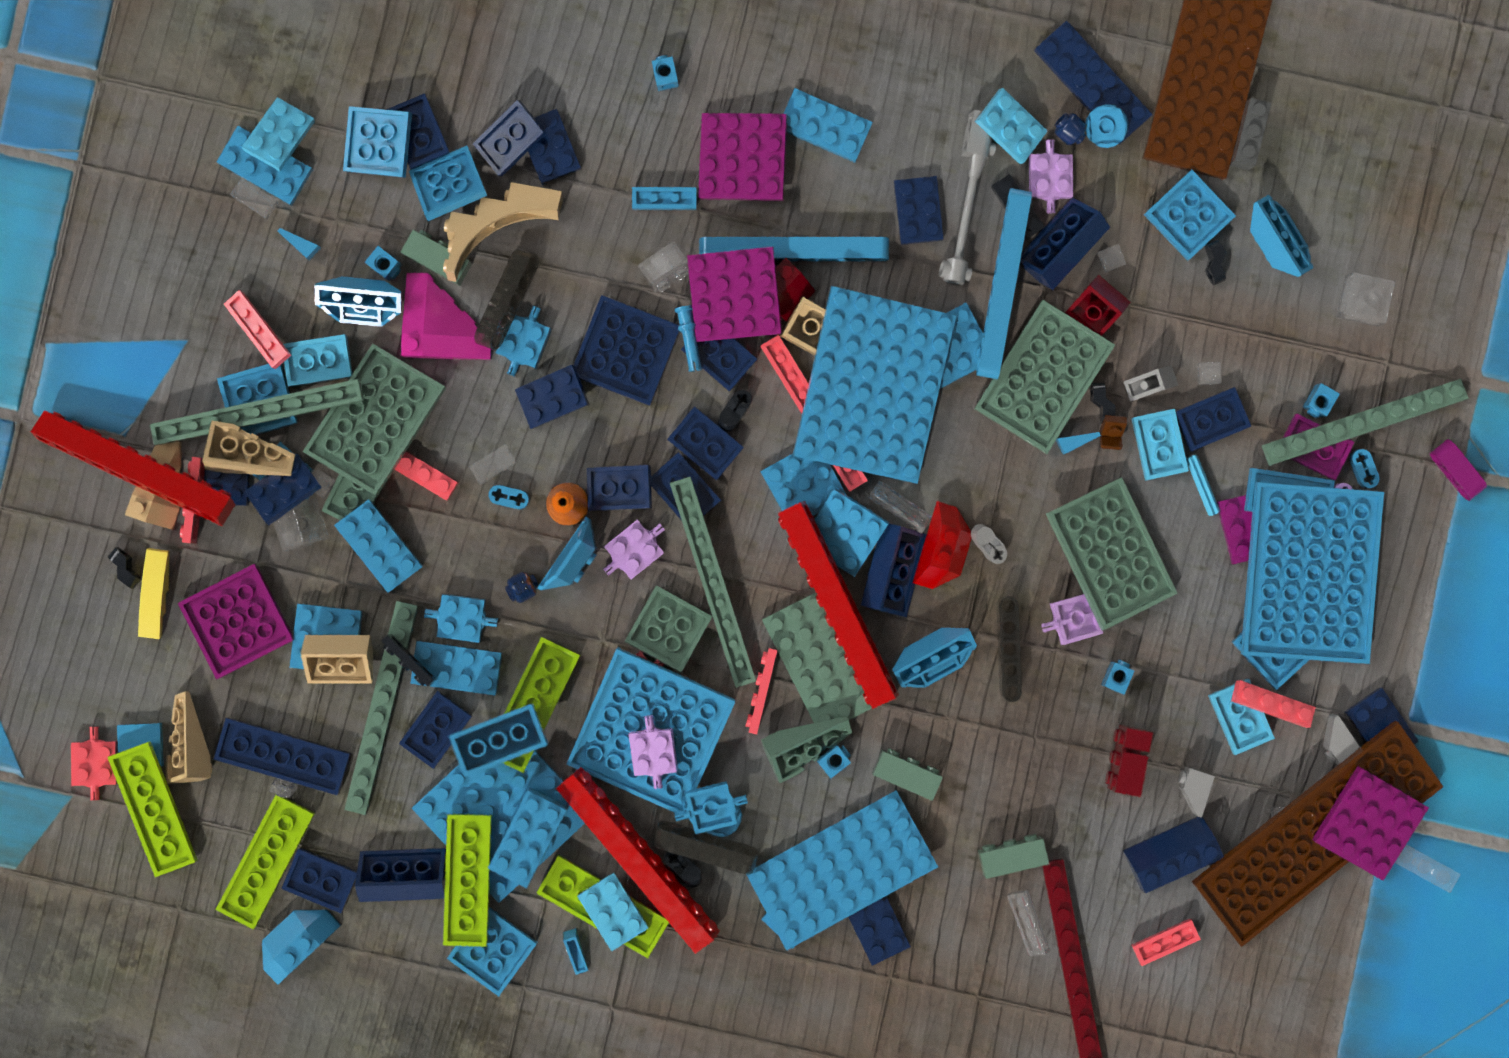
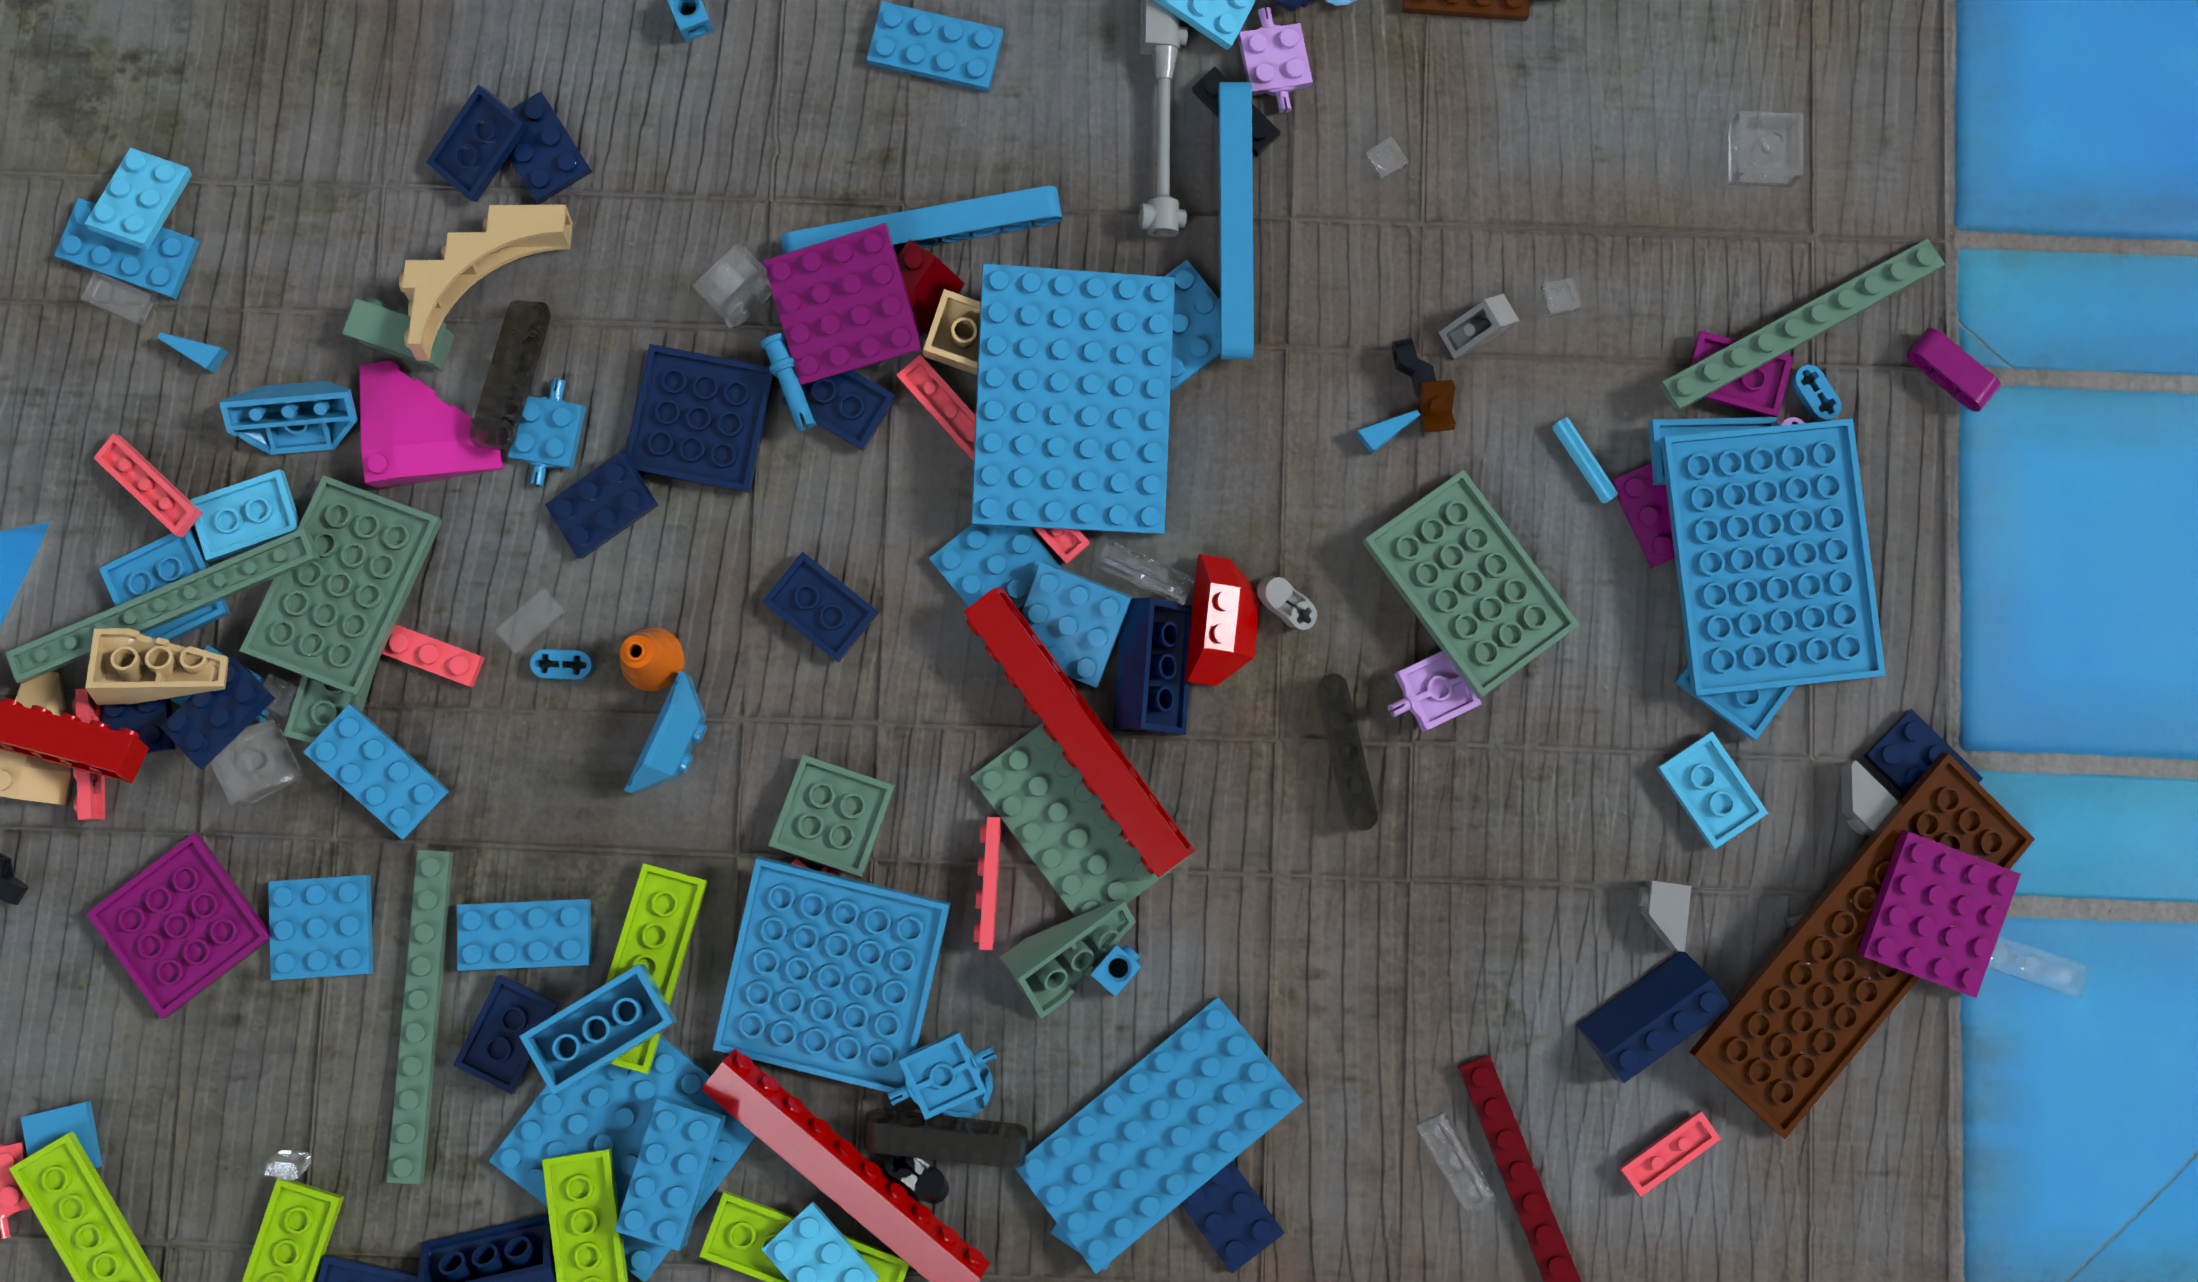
camera: 10 degrees left, 5 degrees down
(153, 593) = (47, 905): light yellow slope -> none
(189, 751) = (138, 1139): tan wedge -> none
(282, 756) = (279, 1117): dark blue plate -> none
(338, 658) = (338, 952): tan slope -> none
(377, 141) = (284, 183): dark azure plate -> none
(378, 257) = (311, 350): dark azure brick -> none
(408, 661) = (446, 936): black plate -> none
(426, 138) = (343, 160): dark blue plate -> none
(447, 183) = (396, 223): dark azure plate -> none
(461, 618) = (519, 858): dark azure plate -> none
(521, 587) = (601, 794): dark blue head -> none
(619, 487) = (723, 620): dark blue plate -> none
(634, 549) = (761, 708): lavender plate -> none
(653, 751) = (839, 1005): lavender plate -> none
(664, 198) = (719, 190): dark azure plate -> none
(705, 443) = (840, 532): dark blue plate -> none
(712, 582) = (886, 734): sand green plate -> none
(728, 418) = (880, 461): black piece -> none
(742, 156) = (823, 110): magenta plate -> none
(907, 774) = (1231, 968): sand green brick -> none
(918, 210) = (1093, 142): dark blue plate -> none
(934, 657) = (1237, 785): dark azure wedge -> none
(1013, 856) = (1413, 1064): sand green brick -> none
(1044, 376) = (1321, 345): sand green plate -> none
(1063, 243) = (1312, 149): dark blue slope -> none
(1098, 306) = (1379, 231): dark red slope -> none
(1122, 685) = (1504, 772): dark azure brick -> none
(1128, 765) = (1556, 888): dark red piece -> none
(1159, 444) = (1510, 412): medium azure plate -> none
(1189, 215) = (1486, 77): dark azure plate -> none
(1212, 419) = (1579, 362): dark blue plate -> none
(1214, 269) = (1539, 148): black piece -> none
(1273, 704) = (1755, 762): coral plate -> none
(1279, 238) = (1621, 84): dark azure wedge -> none
(1327, 394) = (1737, 295): dark azure brick -> none

